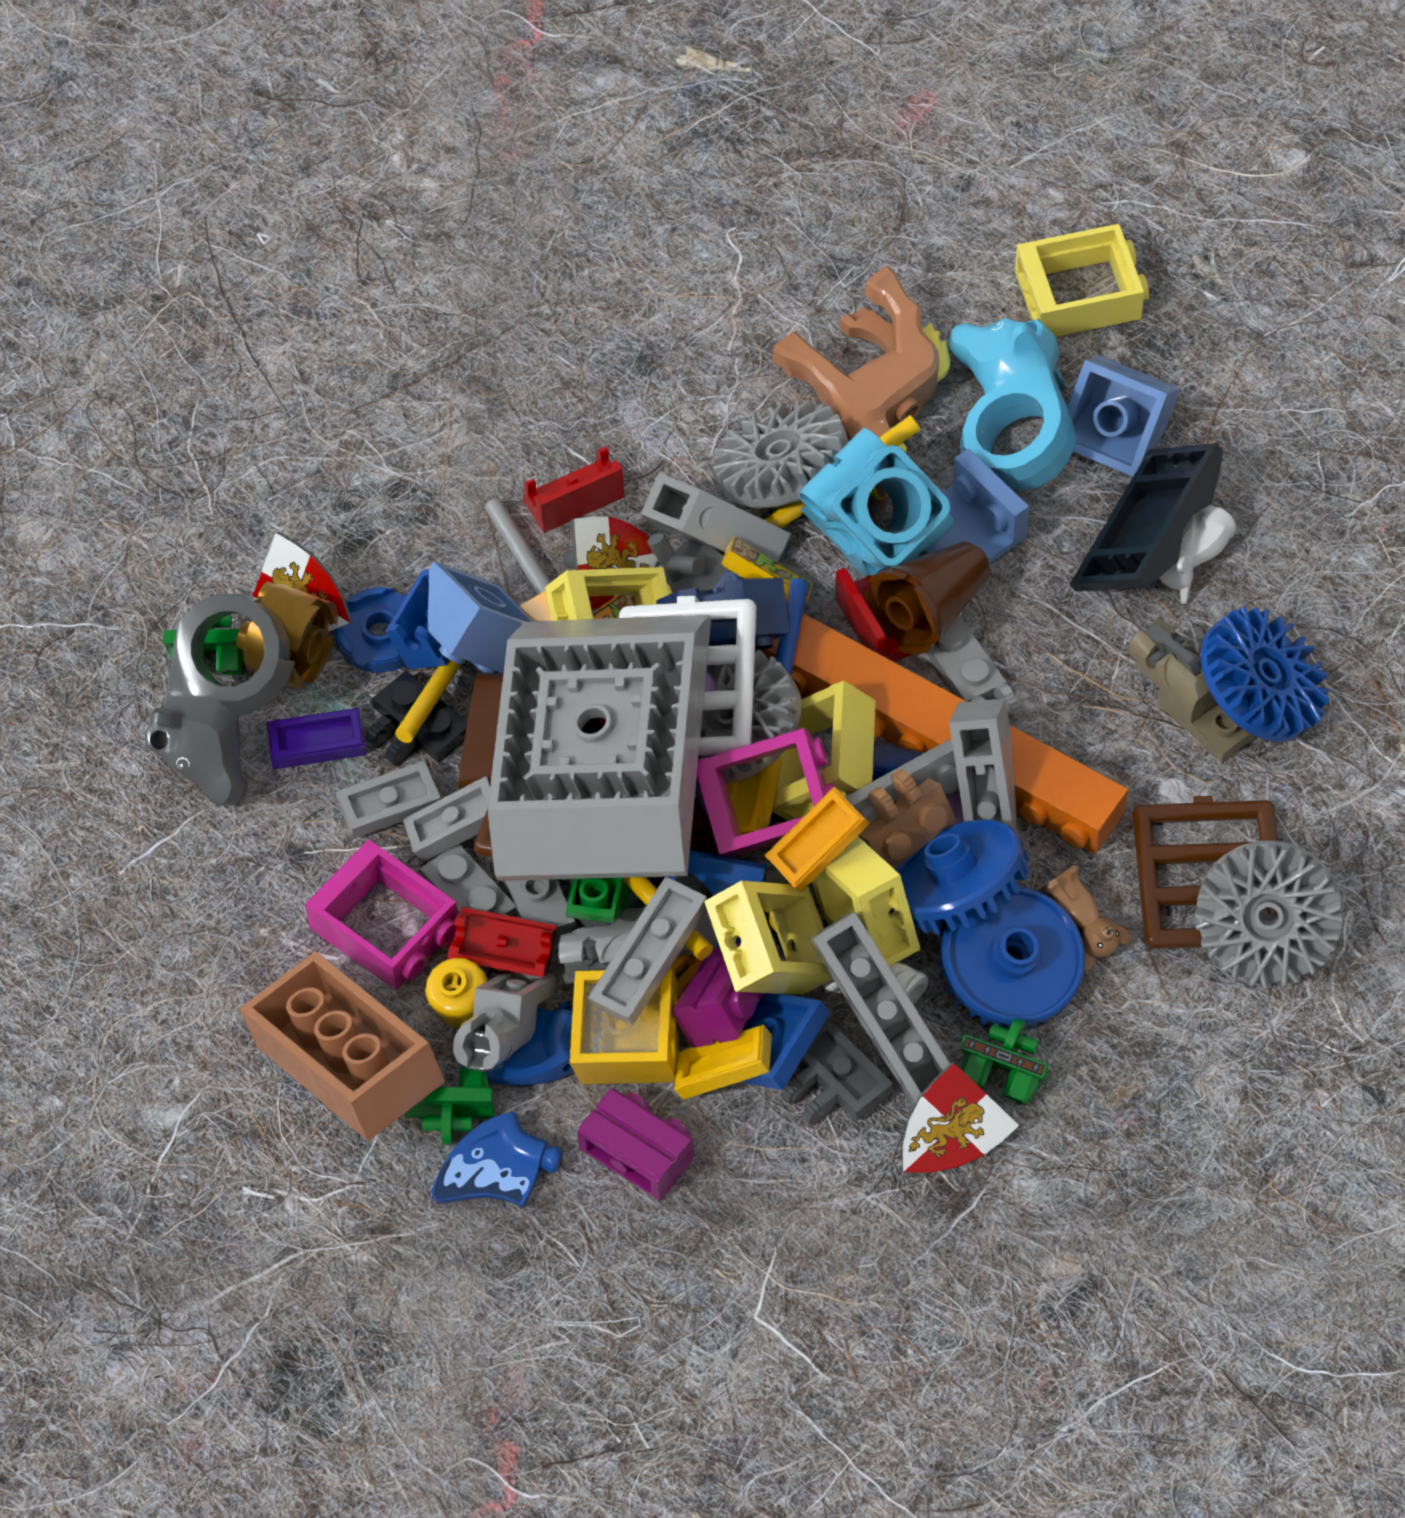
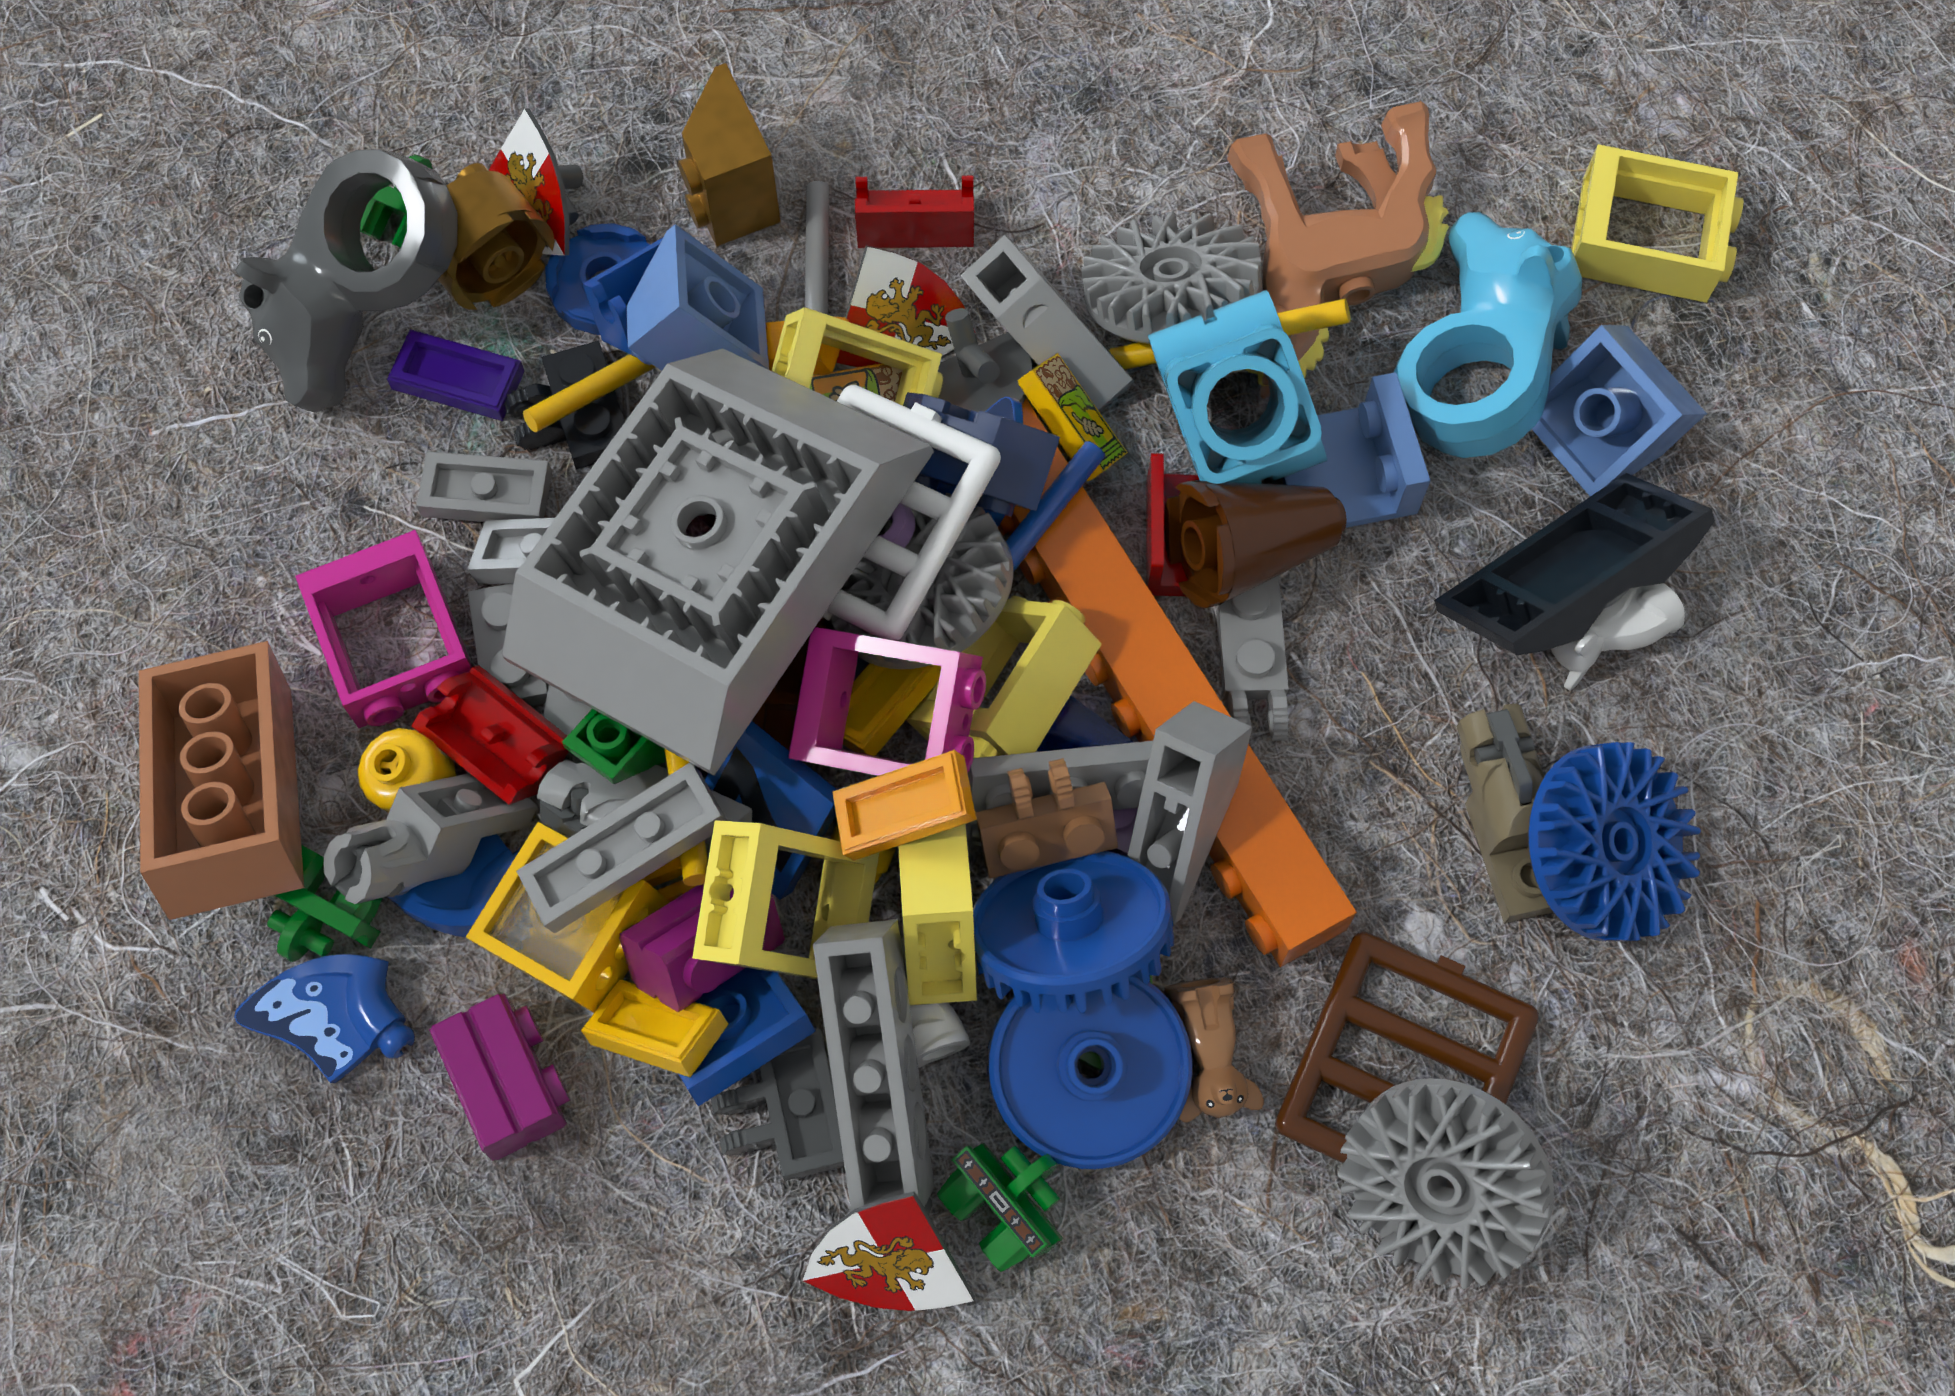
camera: 25 degrees right, 10 degrees up
(435, 510) = (727, 164): none -> pearl gold slope

